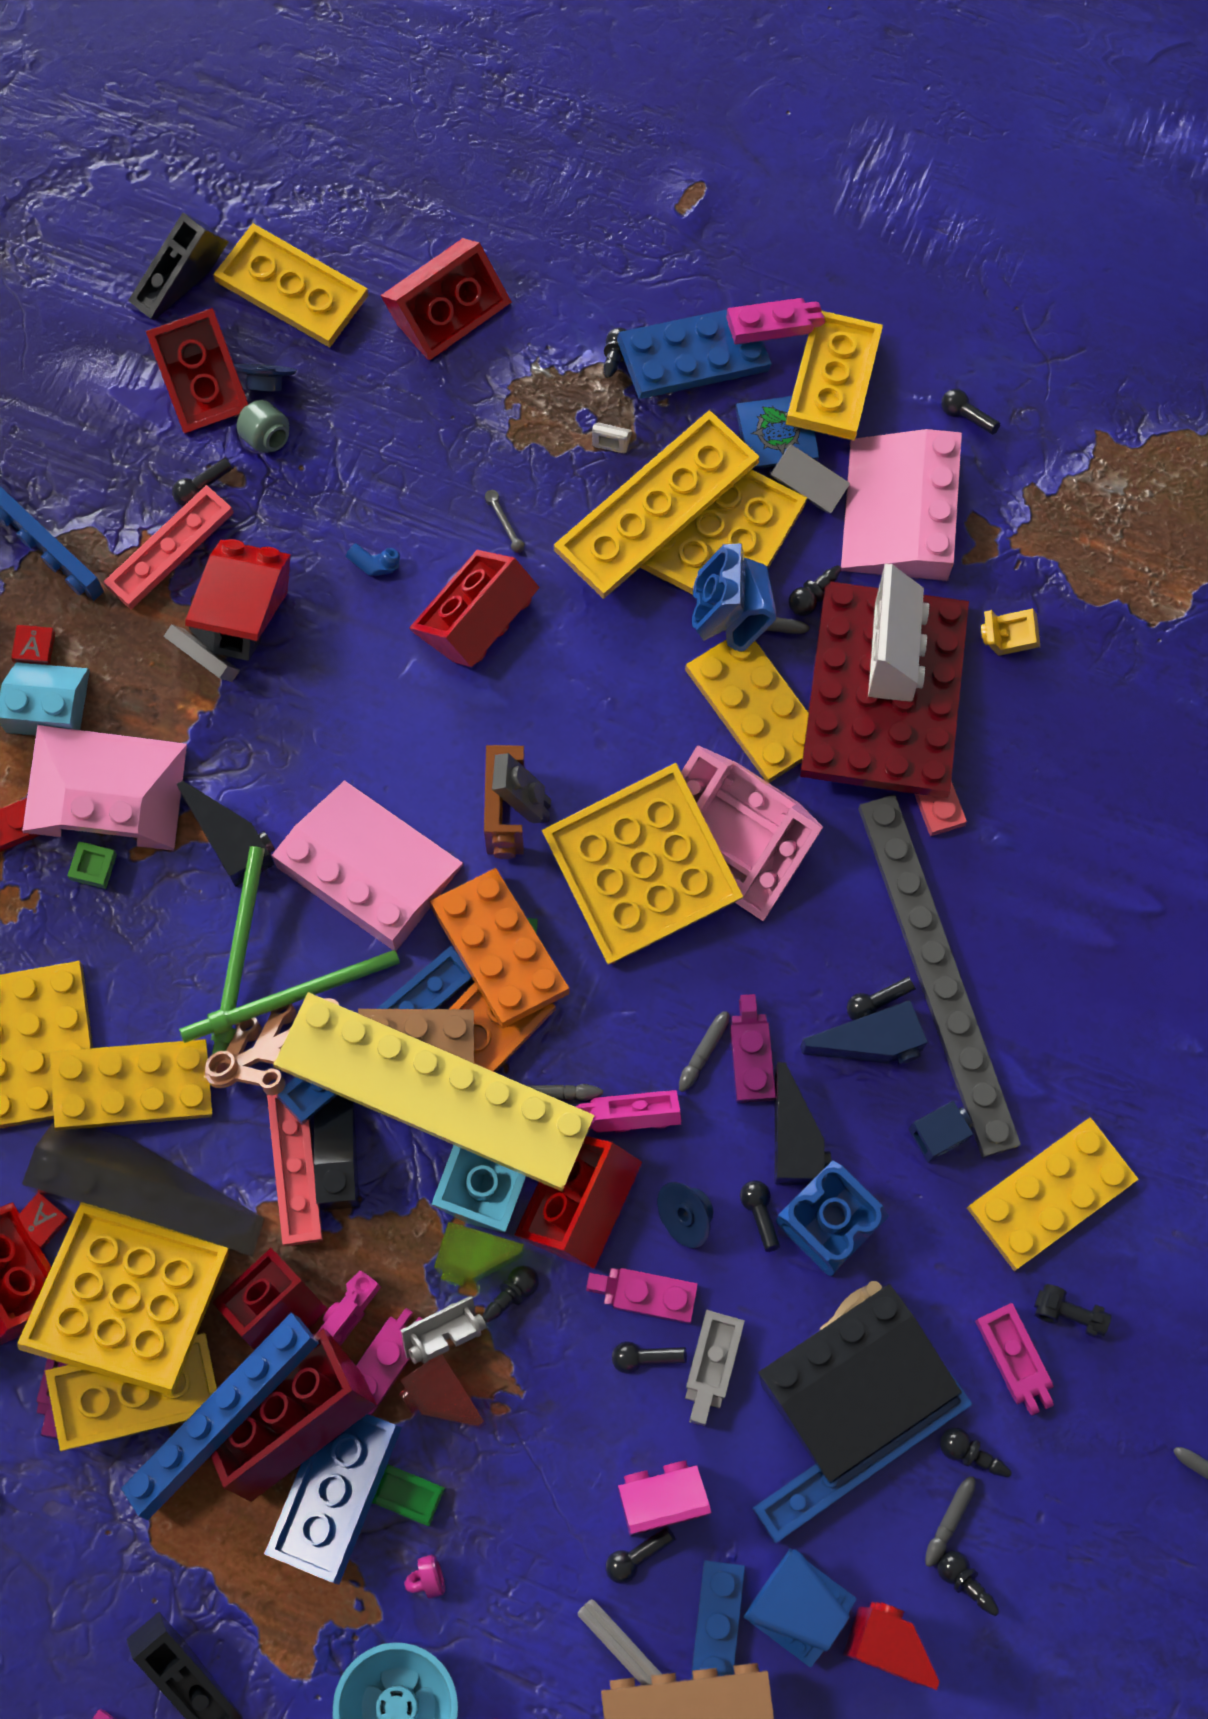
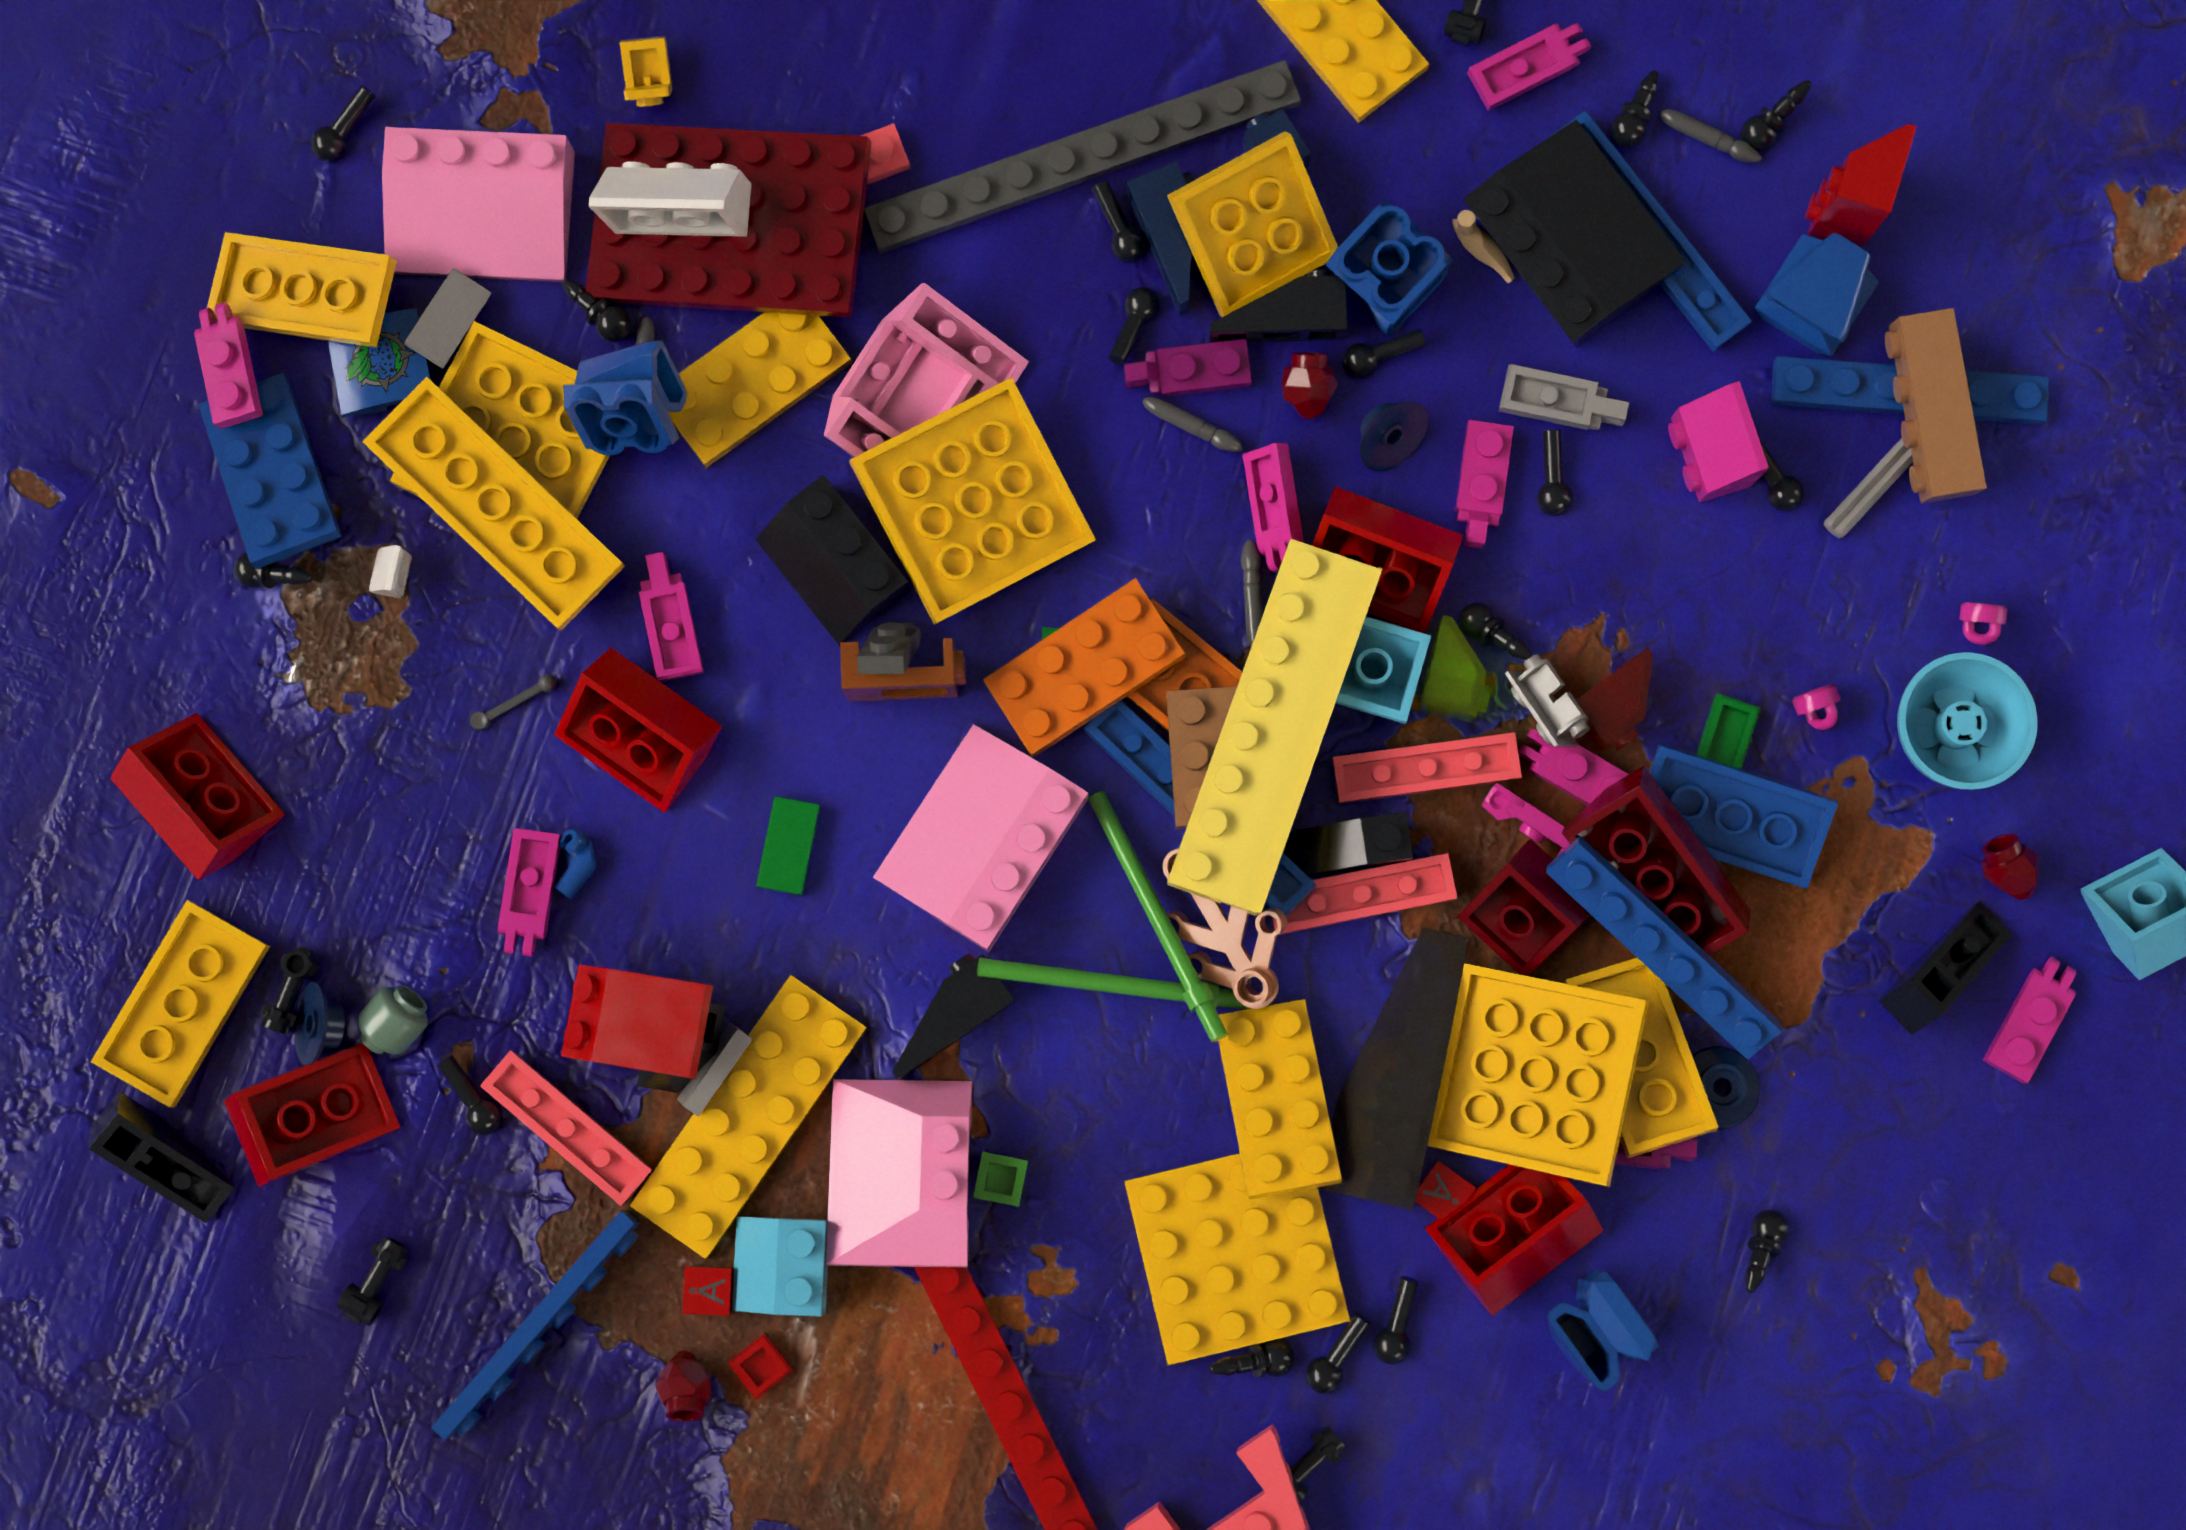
camera: 90 degrees left, 10 degrees up
(56, 400) = (361, 1302): none -> black bar
(104, 1486) = (1741, 1080): none -> dark blue piece
(165, 681) = (749, 1118): none -> yellow plate
(309, 360) = (297, 966): none -> black bar
(355, 525) = (528, 888): none -> dark pink hinge
(374, 717) = (788, 846): none -> green tile
(397, 1228) = (1426, 768): none -> coral plate
(560, 633) = (669, 622): none -> dark pink hinge
(603, 758) = (832, 560): none -> black slope
(734, 1146) = (1308, 383): none -> dark red rock
(807, 1015) = (1141, 307): none -> black bar
(870, 1103) = (1254, 223): none -> yellow plate

